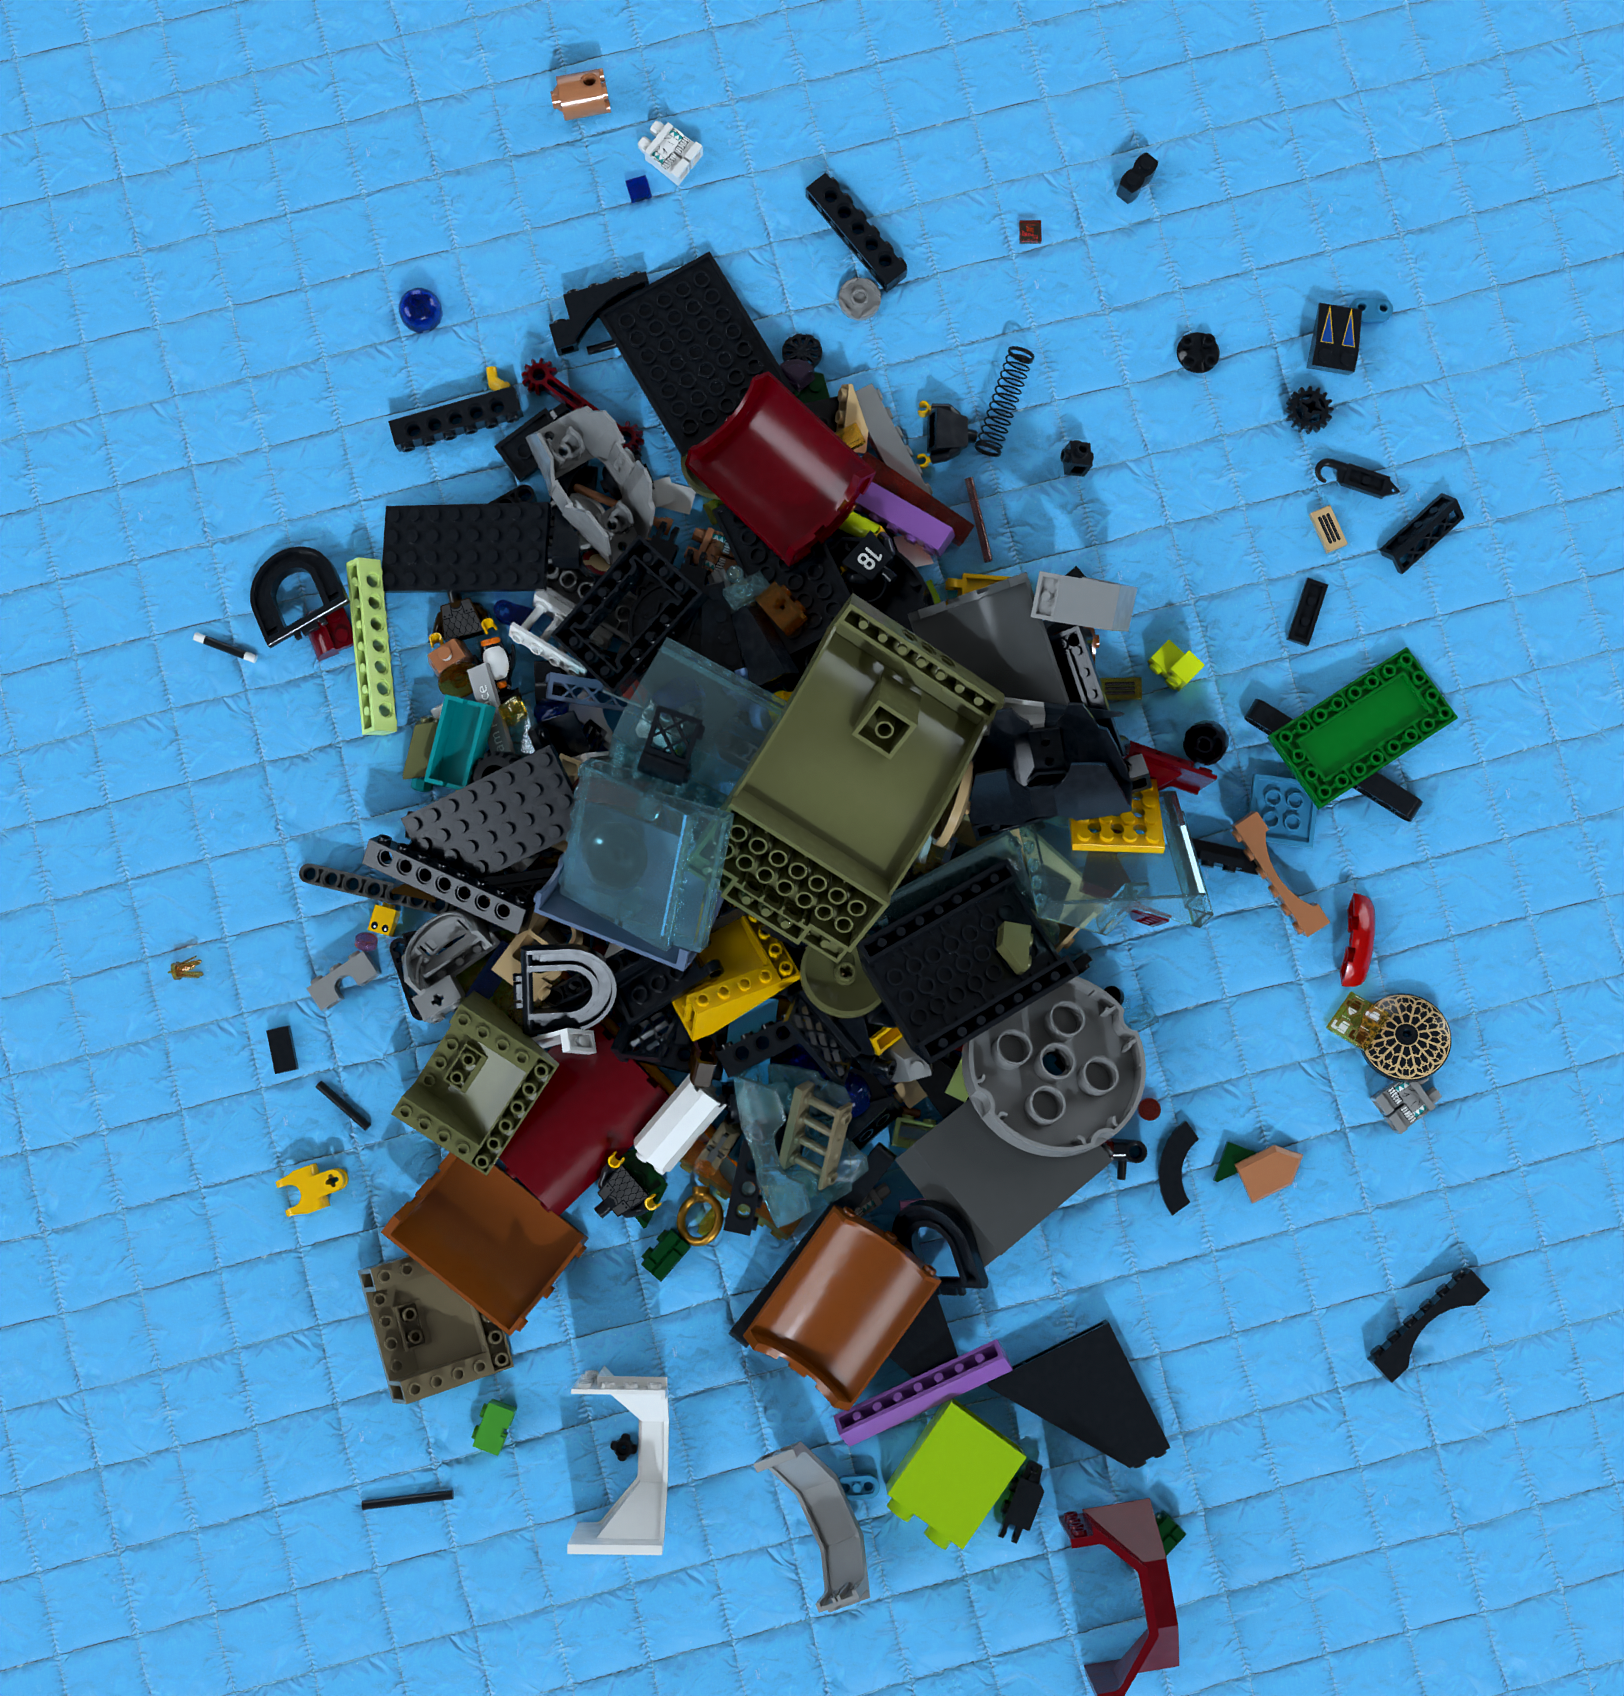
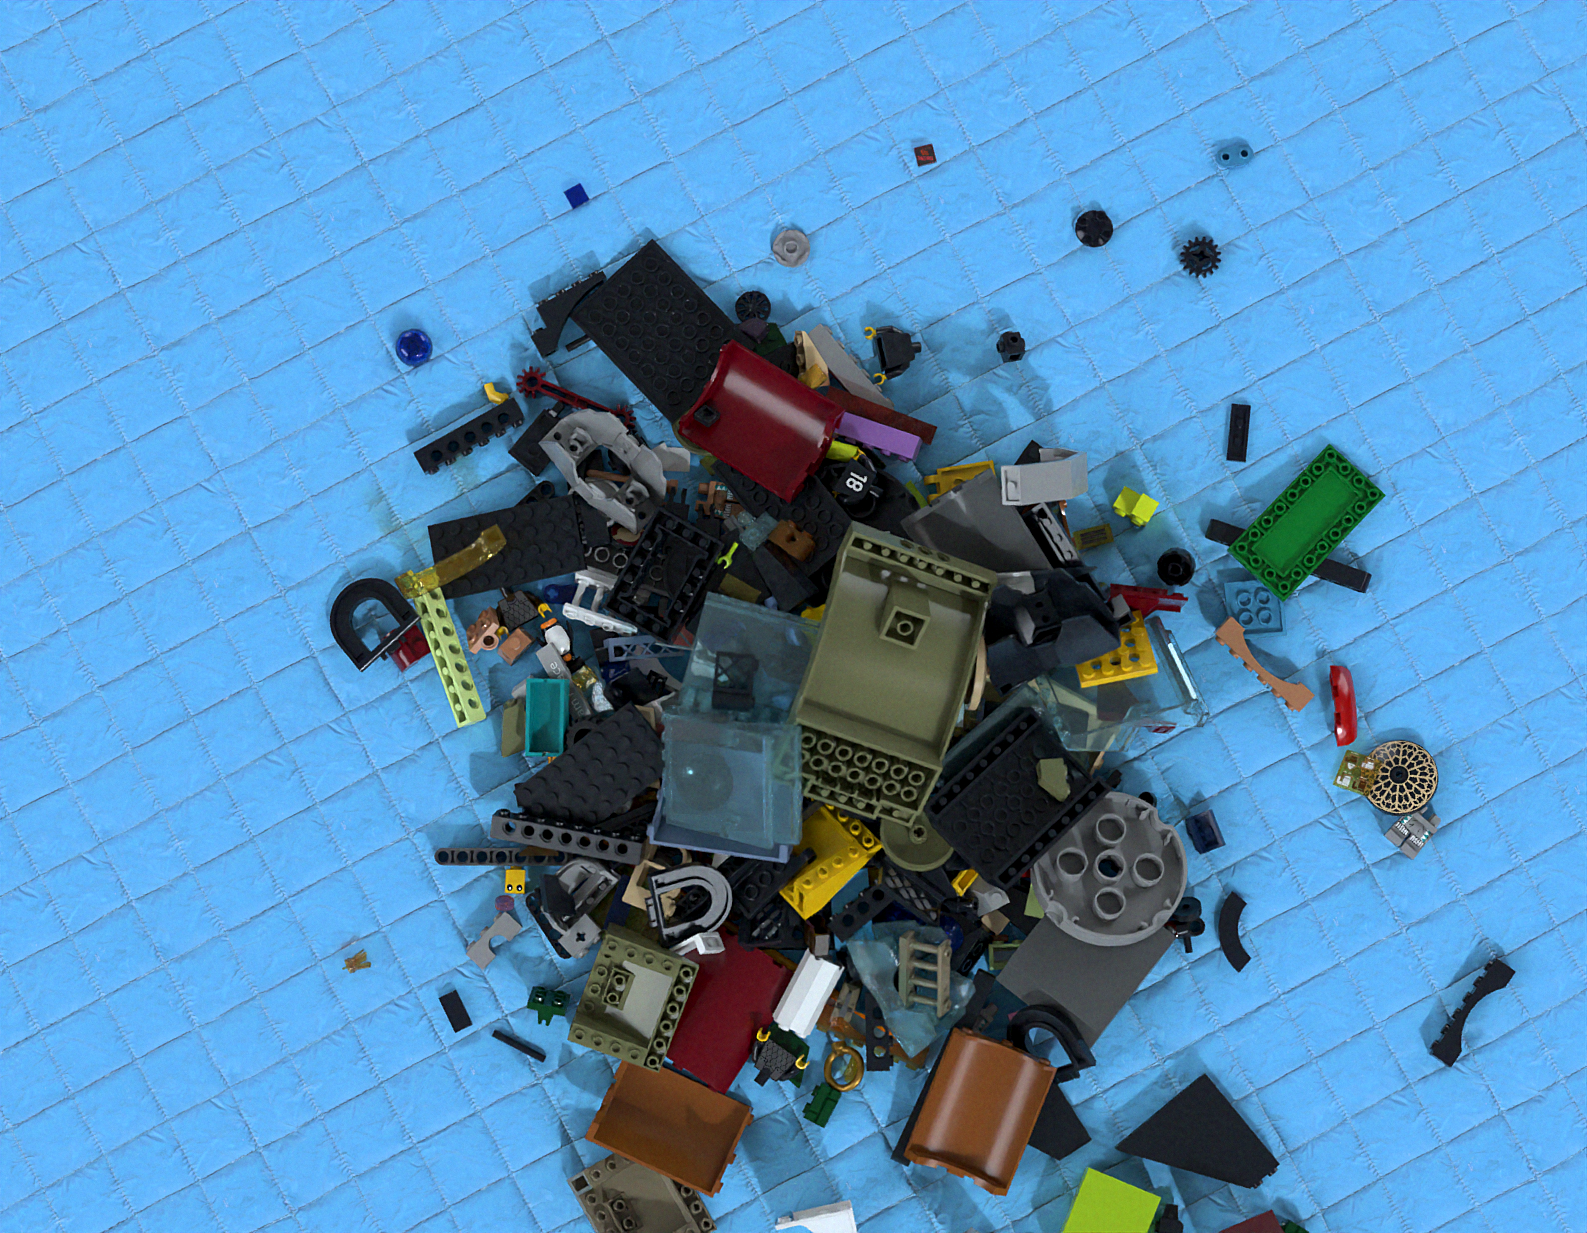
camera: 15 degrees left, 0 degrees up
(225, 647) = (319, 680): black bar -> none
(313, 1187) = (512, 1119): yellow piece -> none
(384, 1065) = (548, 1003): none -> dark green plate
(393, 555) = (423, 582): none -> clear yellow arch
(416, 636) = (483, 632): none -> nougat plate
(418, 949) = (554, 897): none -> black tile
(419, 785) = (518, 758): teal tile -> none
(455, 680) = (527, 662): clear orange dish -> none
(581, 94) = (509, 127): nougat cylinder -> none
(670, 151) = (597, 157): white hips -> none
(704, 612) = (727, 557): none -> neon yellow hand
(708, 648) = (738, 589): none -> clear yellow tile
(720, 452) = (707, 415): none -> black tile
(885, 275) = (741, 157): black brick -> none
(913, 553) = (888, 464): white sticker -> none
(922, 1393) = (1063, 1167): medium lavender brick -> none
(987, 556) = (939, 419): bar -> none
(1021, 358) = (945, 268): black piece -> none
(1133, 1132) = (1187, 910): none -> black piece
(1137, 178) = (1004, 91): black brick -> none
(1149, 1109) = (1199, 888): clear red tile -> none
(1170, 1047) = (1205, 832): none -> dark blue bracket
(1227, 857) = (1211, 660): black bracket -> none
(1231, 1155) = (1281, 914): dark green tile -> none
(1268, 1171) = (1311, 917): nougat tile -> none
(1328, 529) = (1240, 357): tan tile -> none
(1335, 339) = (1209, 190): black slope -> none
(1358, 478) = (1255, 307): black plate -> none
(1422, 528) = (1319, 338): black fence -> none

